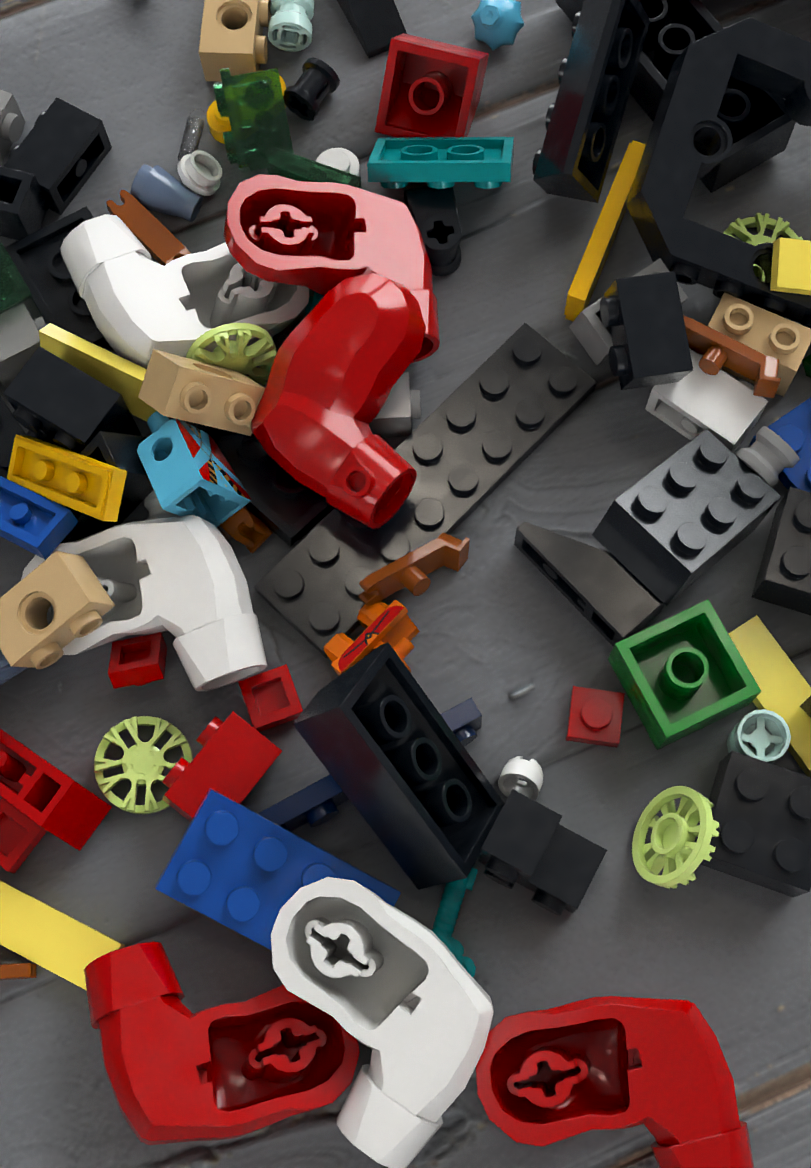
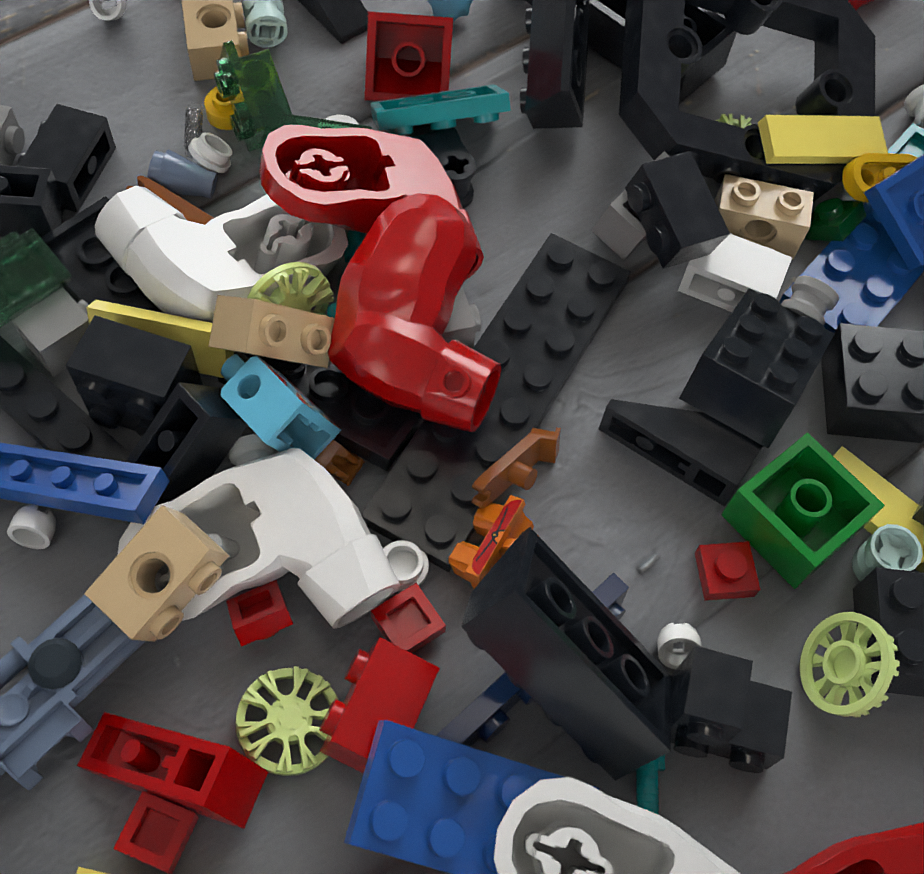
camera: 25 degrees left, 10 degrees down
(67, 477) = (151, 436): yellow tile -> none
(283, 643) = (407, 562): none -> white plate
(311, 89) = (301, 64): black bush -> none
(603, 233) = (598, 148): yellow tile -> none
(722, 351) = (760, 225): dark orange piece -> none

